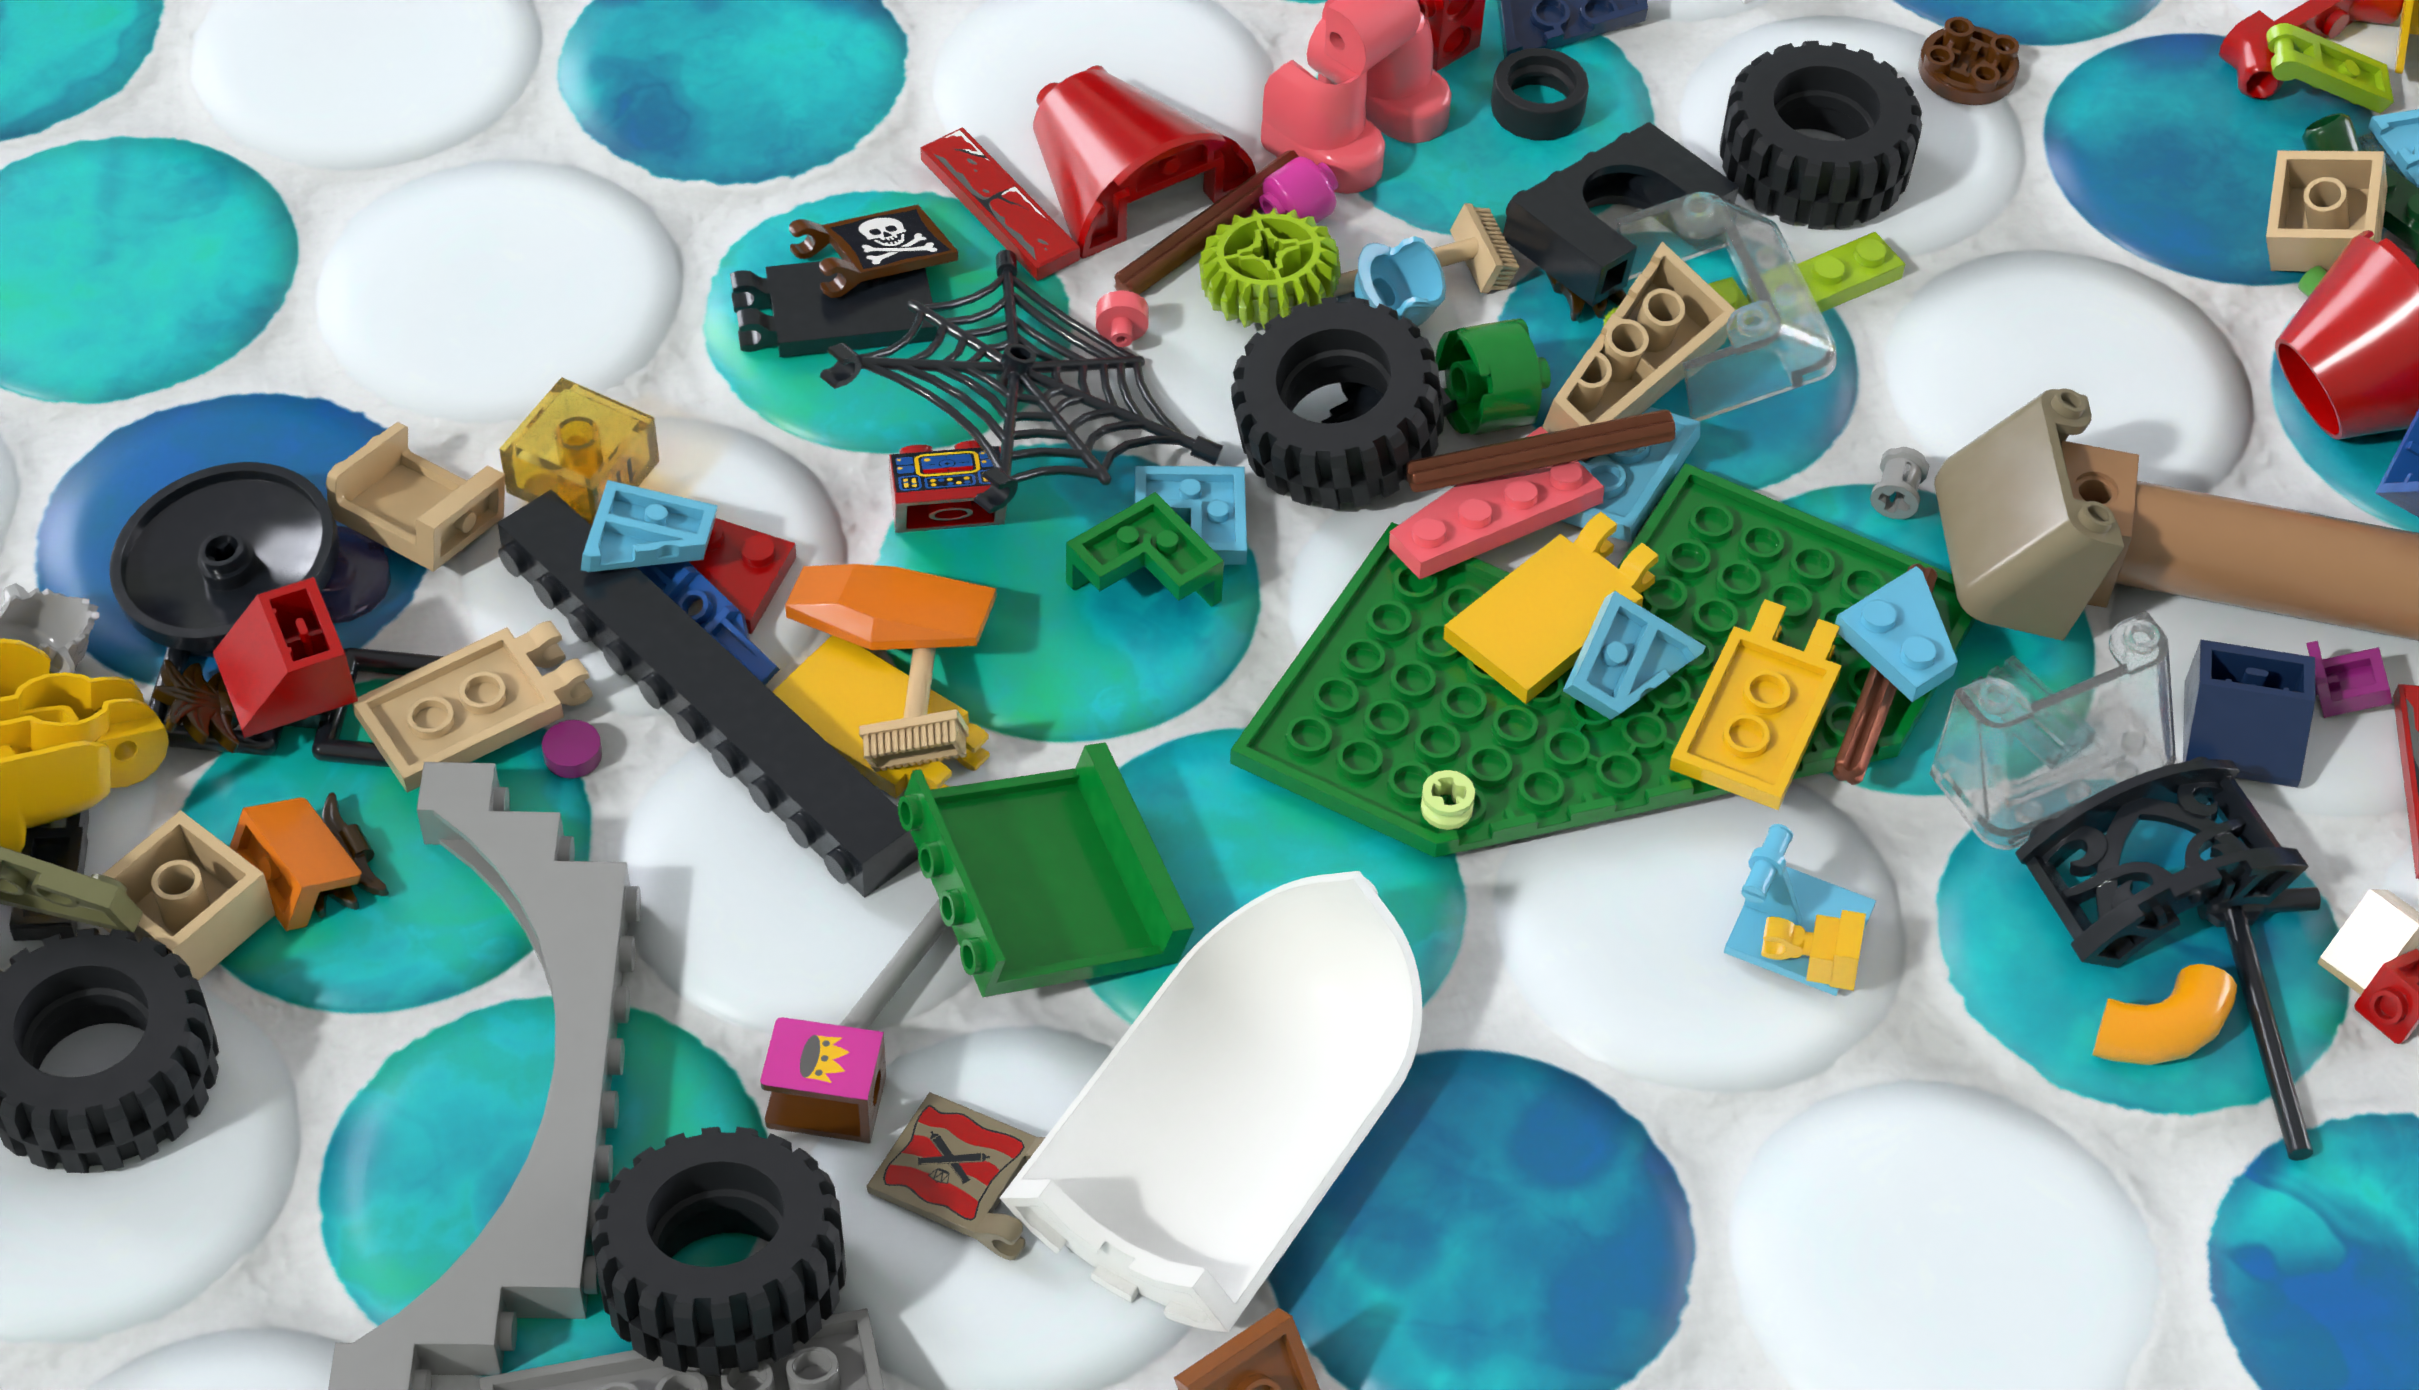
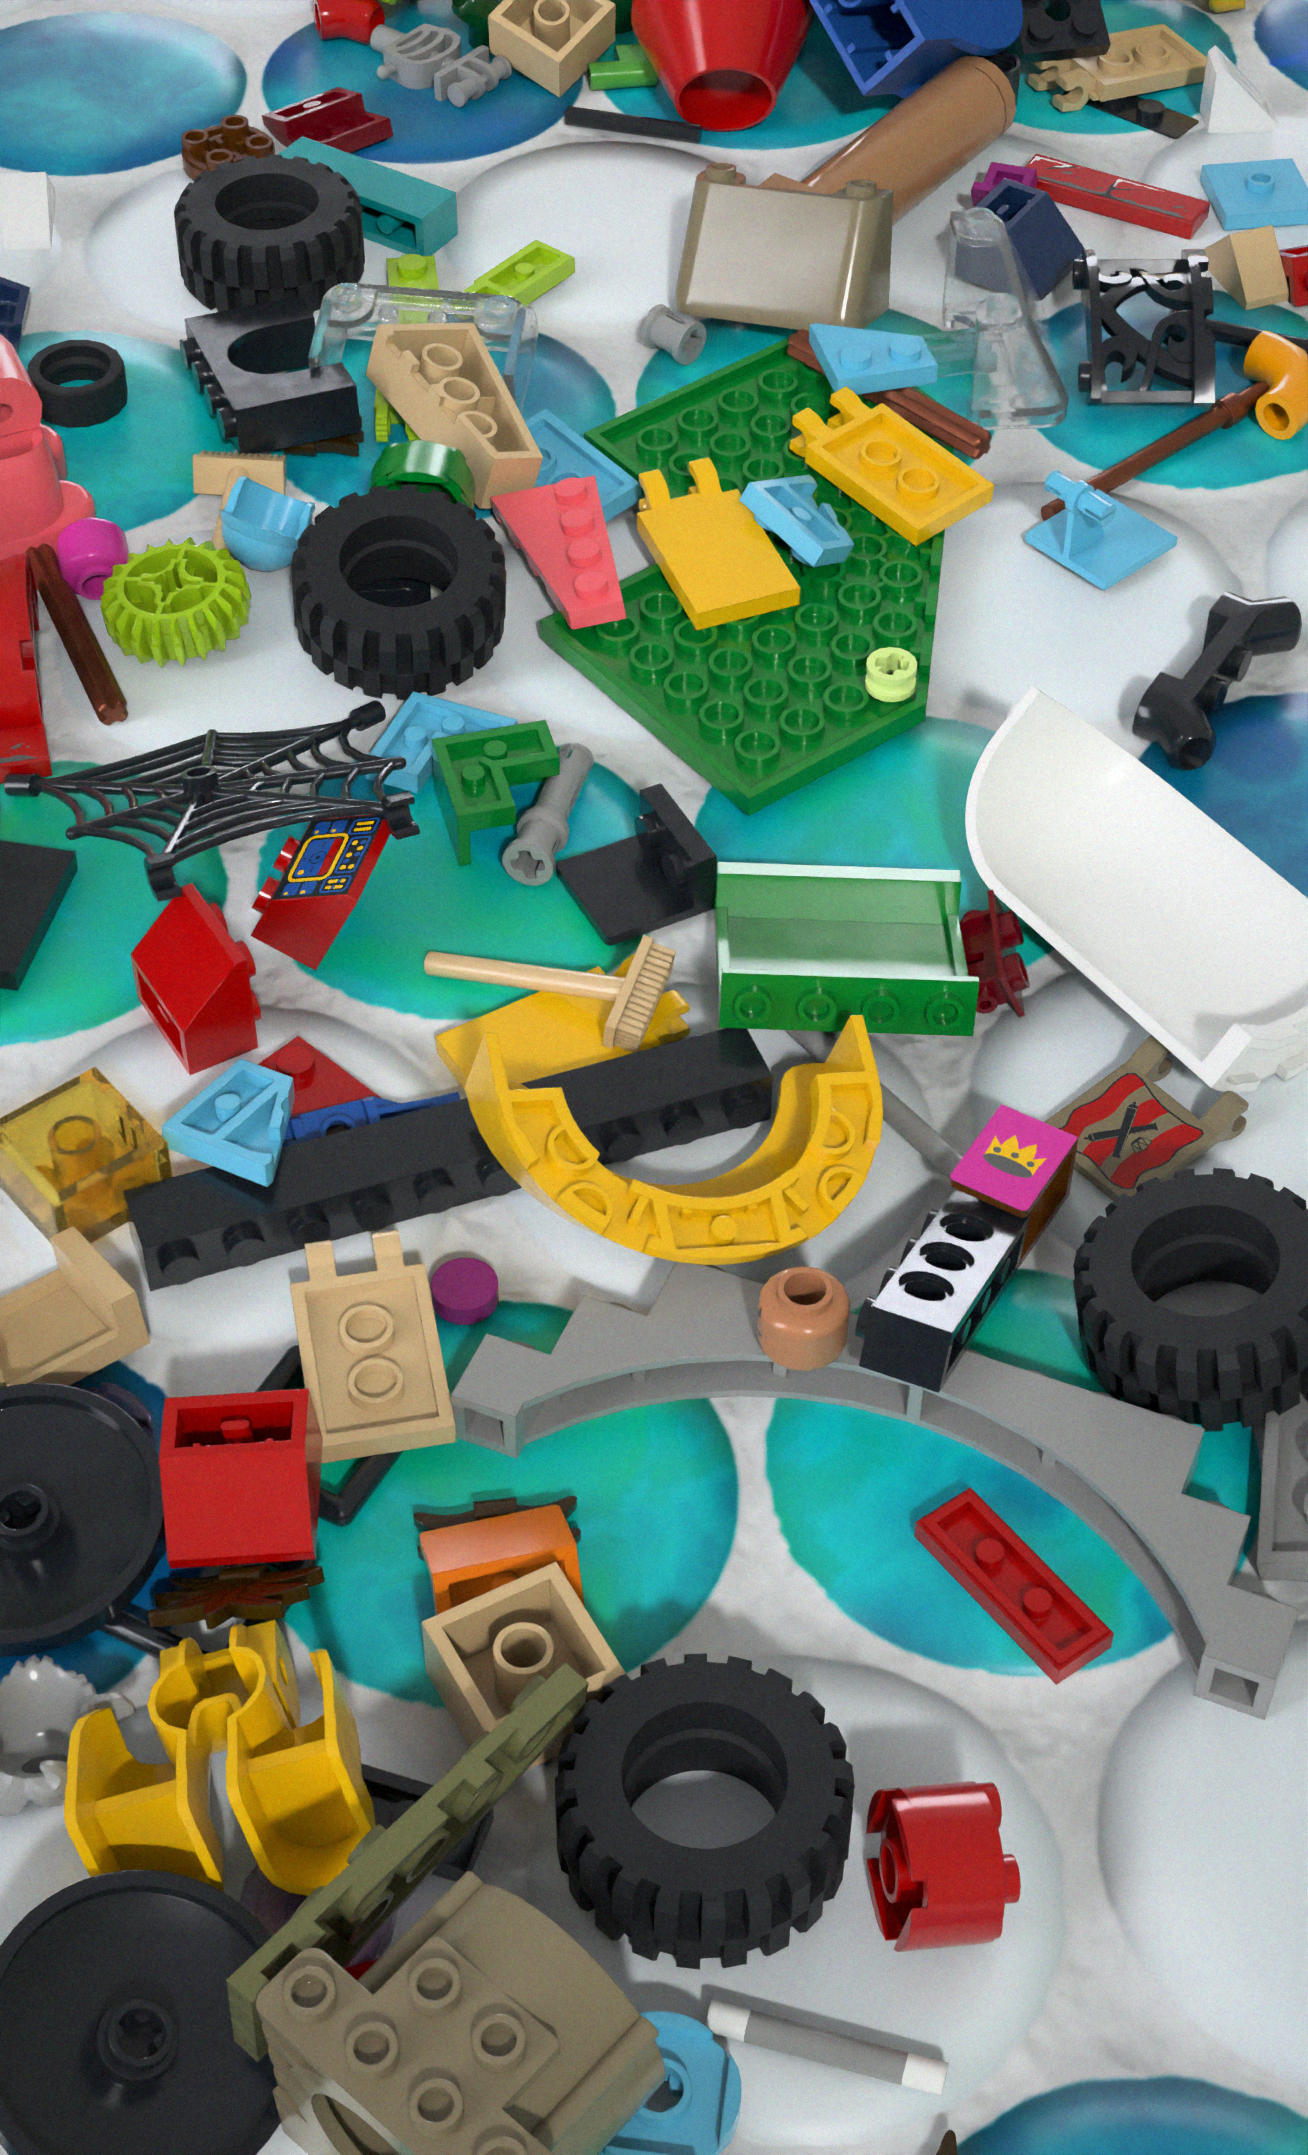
camera: 65 degrees left, 5 degrees down
(80, 1214) = (940, 1865): none -> red brick
(405, 1211) = (1013, 1585): none -> red tile
(552, 950) = (803, 1318): none -> nougat head
(627, 1065) = (941, 1291): none -> black brick
(657, 835) = (769, 1204): none -> yellow windscreen
(802, 457) = (197, 983): none -> red slope
(890, 606) = (441, 978): orange piece -> none
(1095, 702) = (647, 878): none -> black bracket
(1113, 1006) = (991, 955): none -> dark red hinge
(1122, 317) = (163, 719): coral tile -> none
(1123, 618) = (544, 827): none -> light grey pin
(1540, 450) = (543, 489): copper axle -> none
(1704, 1078) = (1177, 709): none -> black plate
(1832, 947) = (1152, 515): yellow piece -> none
(1901, 337) = (526, 273): none -> lime hinge
(1956, 181) = (394, 206): none -> teal brick
(2070, 114) = (329, 118): none -> dark red slope
(2094, 983) = (1222, 414): none -> copper bar
(2239, 152) = (433, 58): none -> light grey torso
(2257, 342) = (633, 124): none -> black bar

